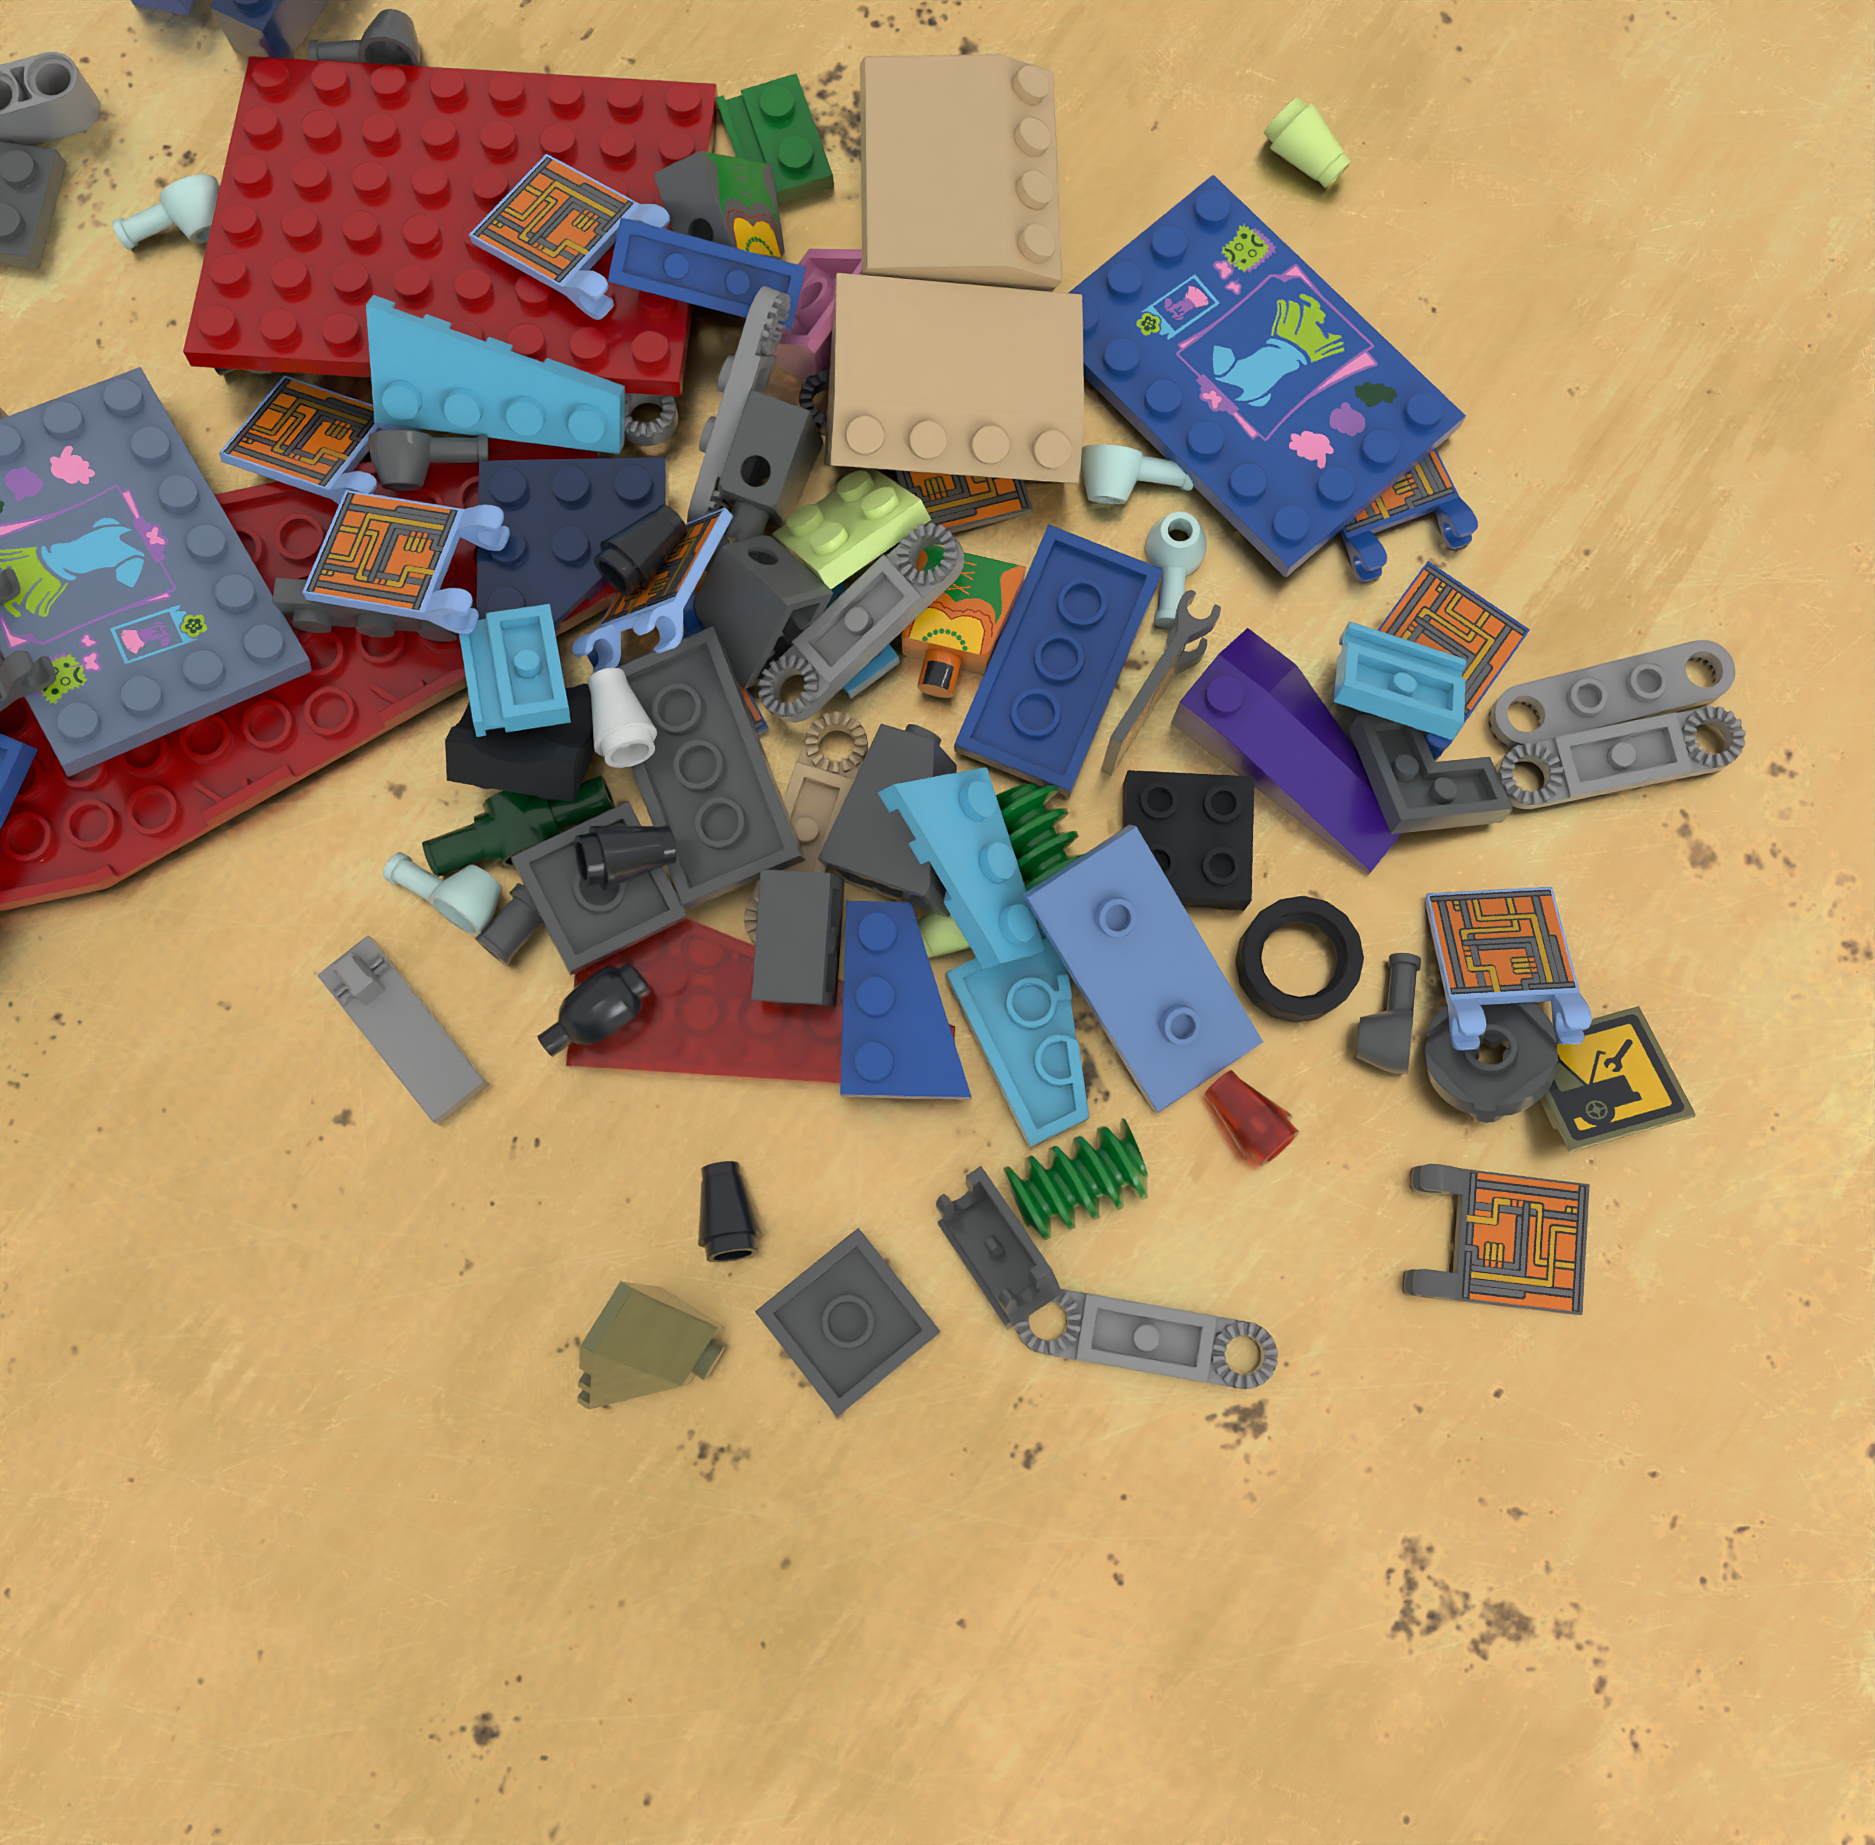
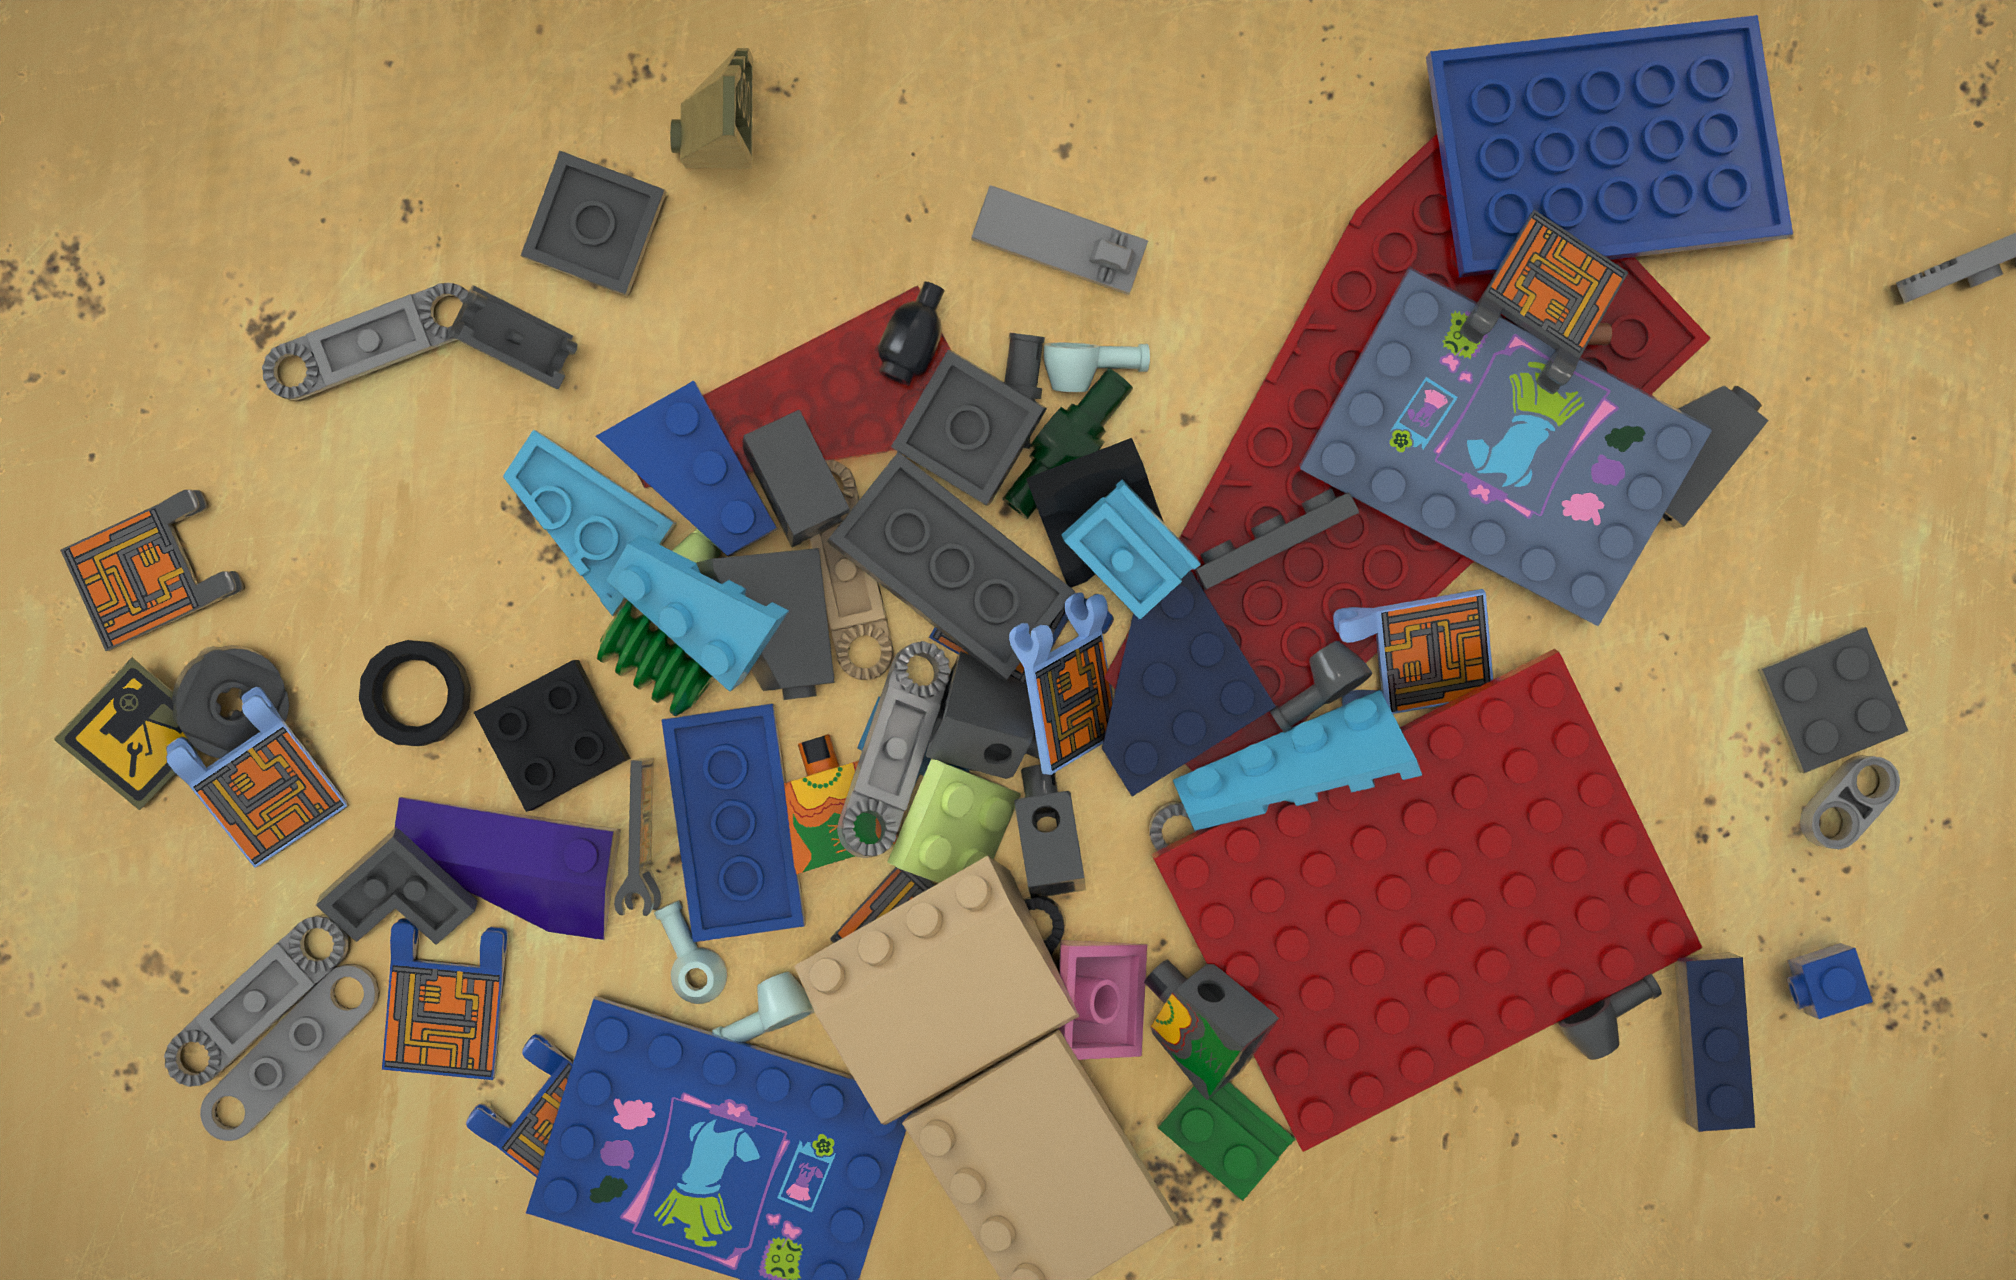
camera: 145 degrees right, 10 degrees up
(184, 203) = (1656, 786): light aqua bar -> none
(395, 555) = (1280, 583): flag -> none
(559, 227) = (1330, 934): flag -> none
(620, 723) = (1029, 560): white cone -> none
(622, 853) = (960, 458): black cone -> none
(639, 550) = (1097, 705): black cone -> none
(699, 270) = (1182, 956): blue plate -> none
(726, 1214) = (730, 248): black cone -> none
(739, 374) = (1101, 885): light grey plate -> none
(1079, 1180) = (483, 425): green piece -> none
(1143, 967) = (525, 610): medium blue plate -> none
(1252, 1119) = (383, 549): clear red cone -> none
(1387, 1035) = (316, 673): dark grey bar -> none
(1400, 681) = (455, 953): medium azure plate -> none

